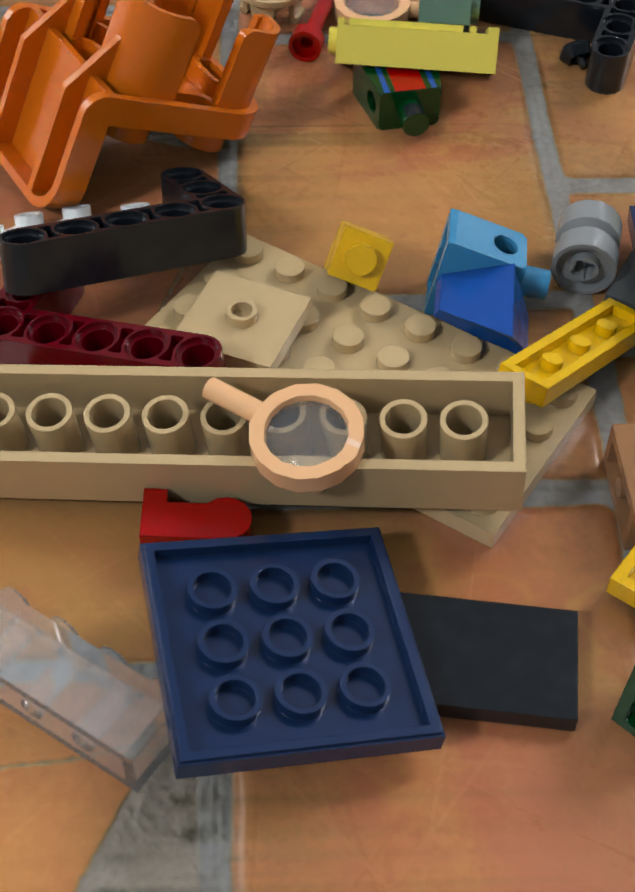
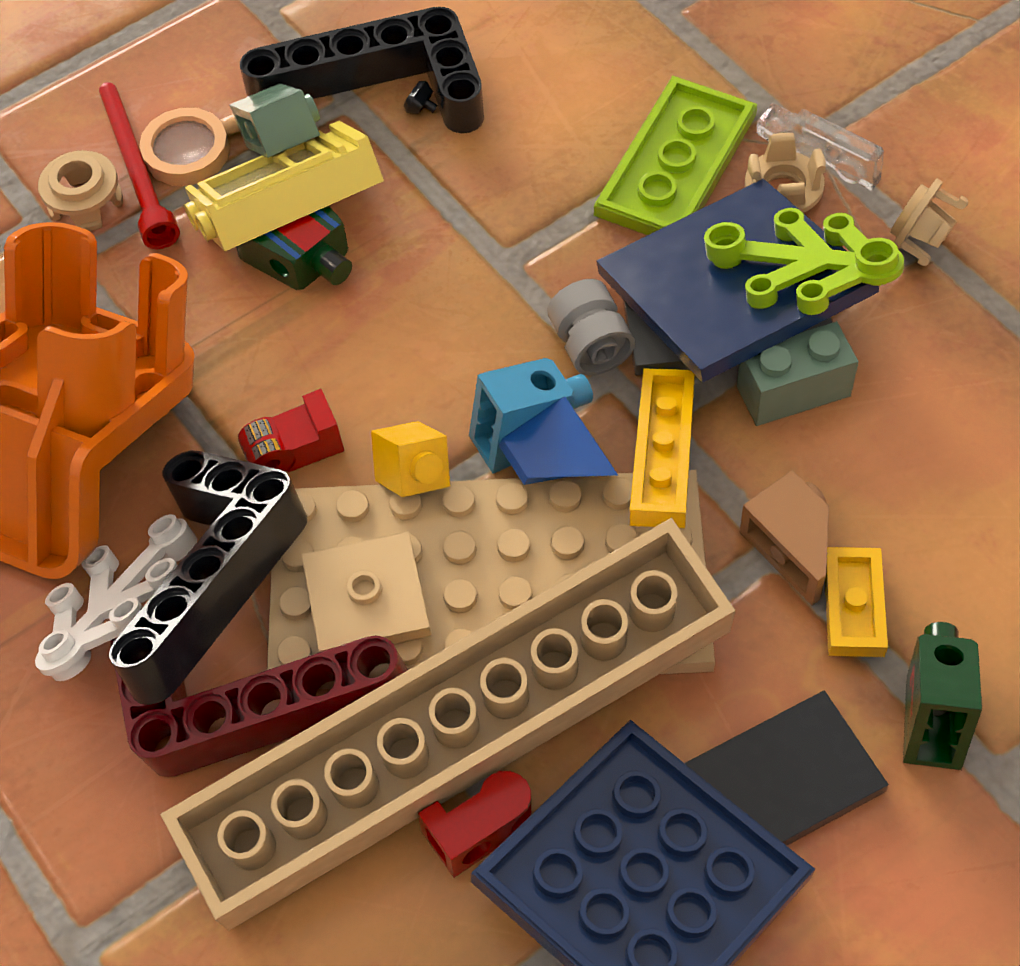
camera: 30 degrees left, 10 degrees up
(288, 208) = (294, 436): none -> red leg
(299, 435) = (537, 689): light nougat piece -> none

